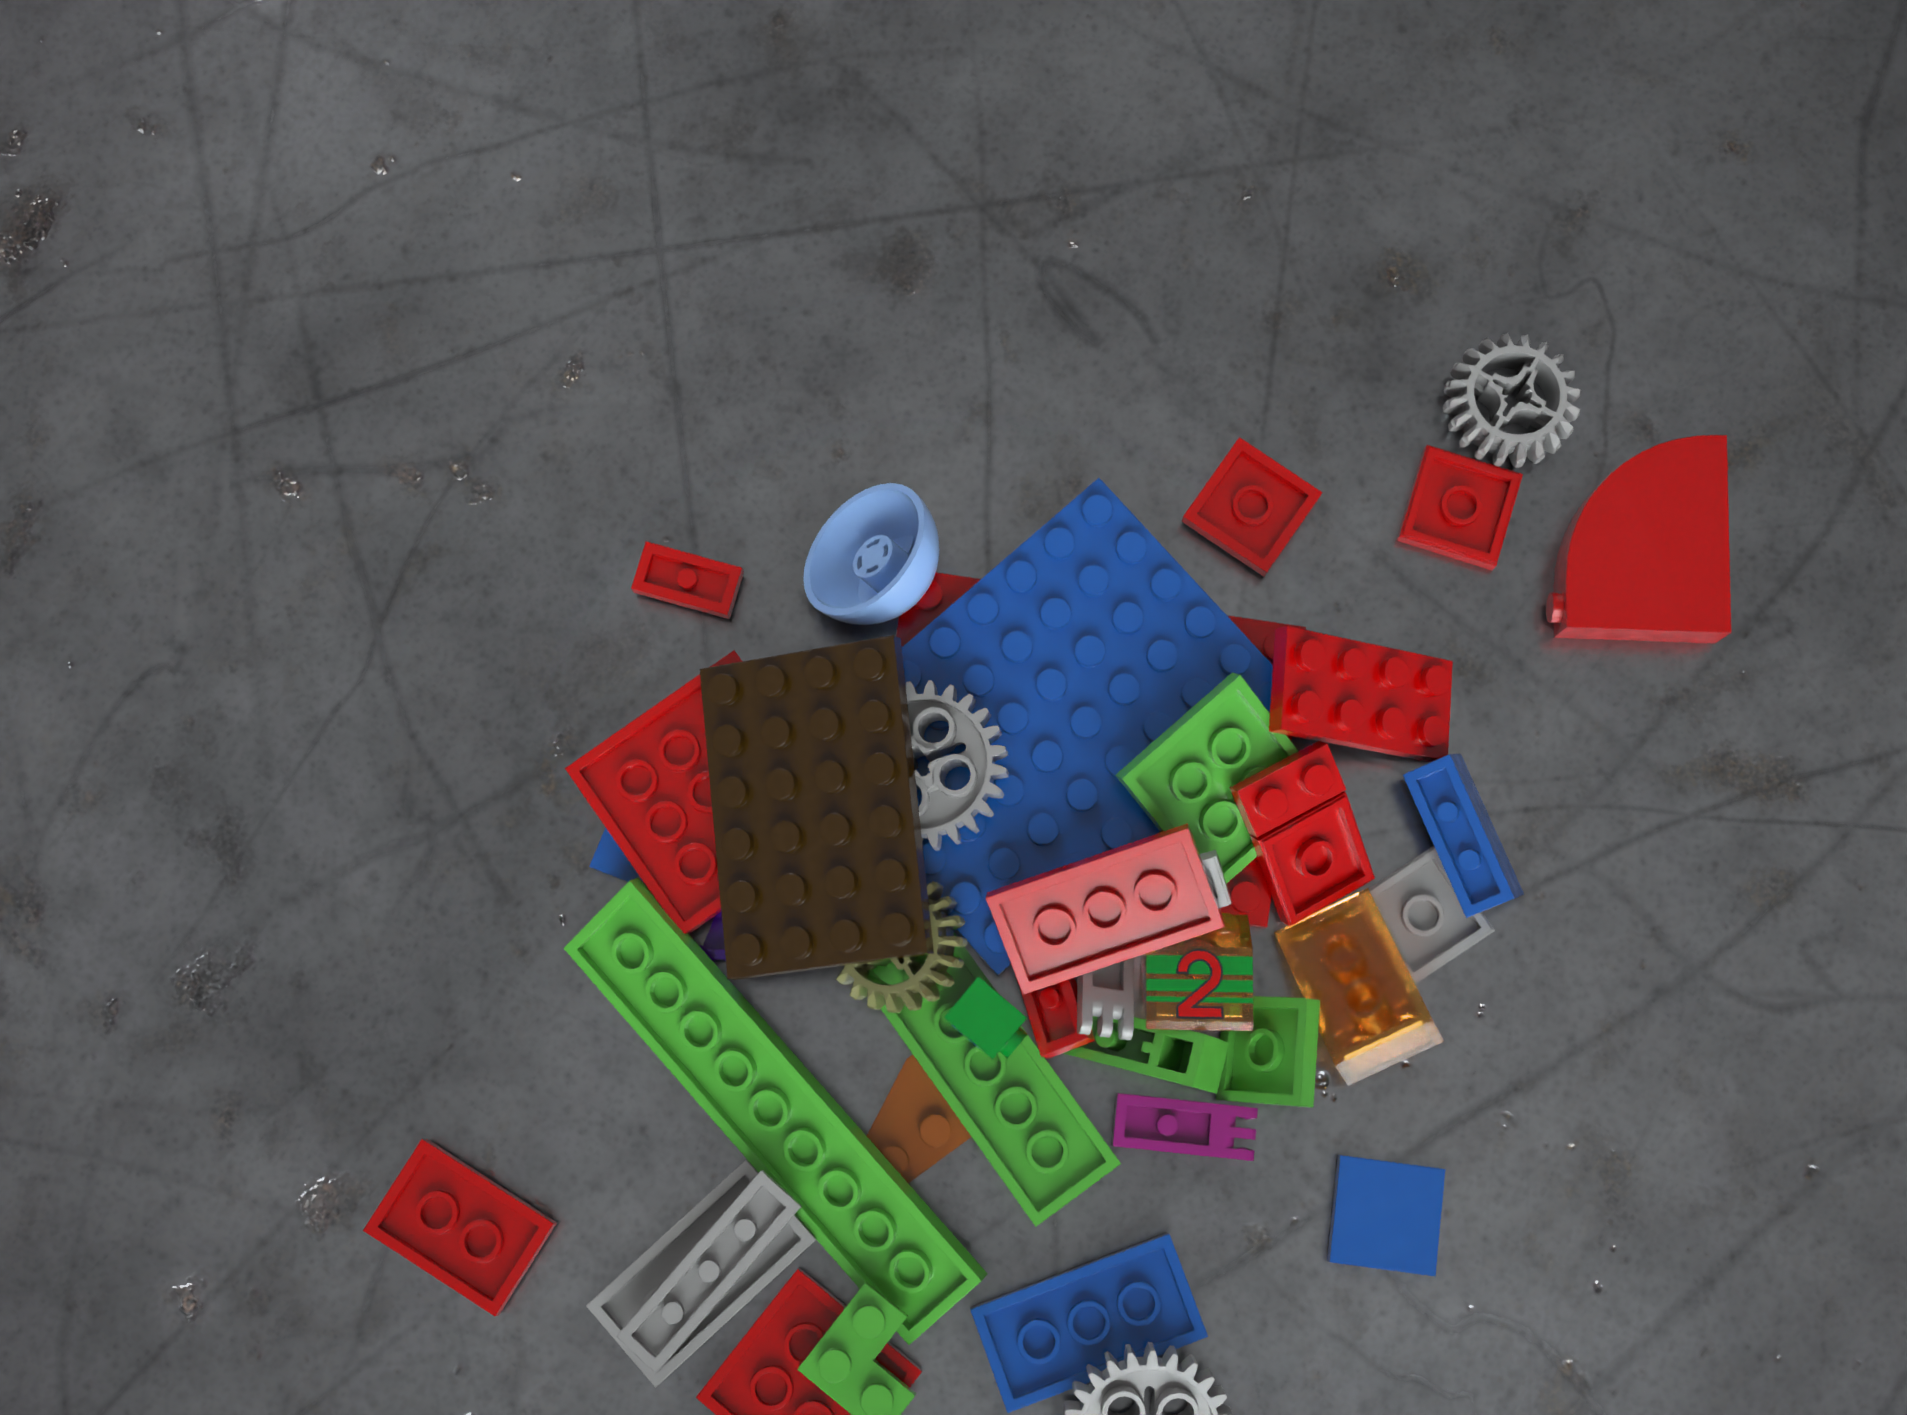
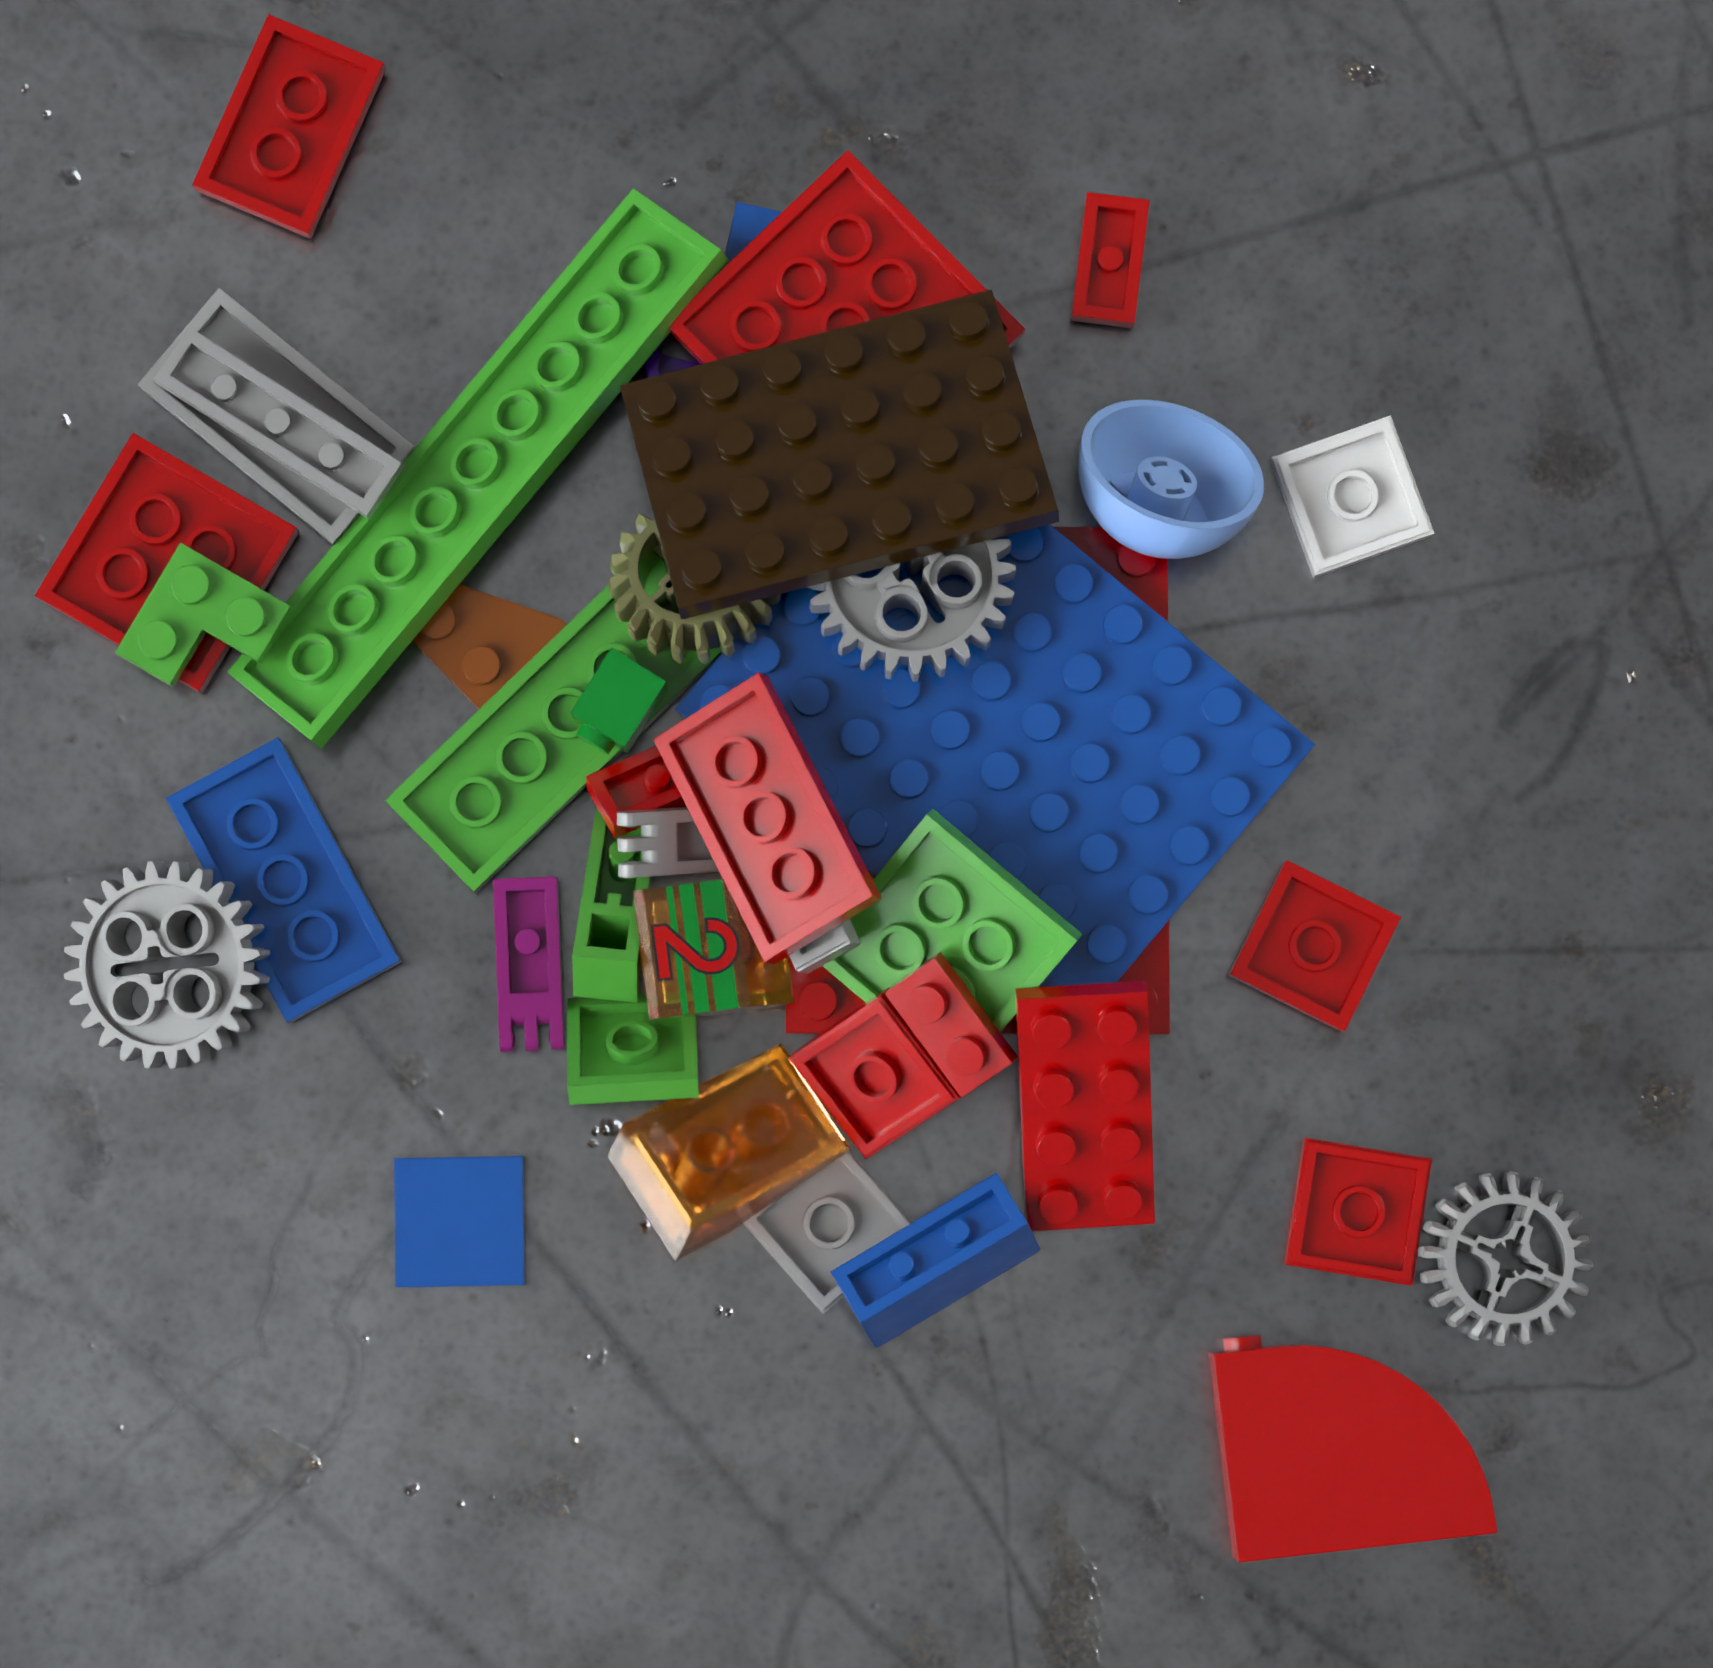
camera: 75 degrees right, 5 degrees up
(904, 427) = (1352, 496): none -> white tile

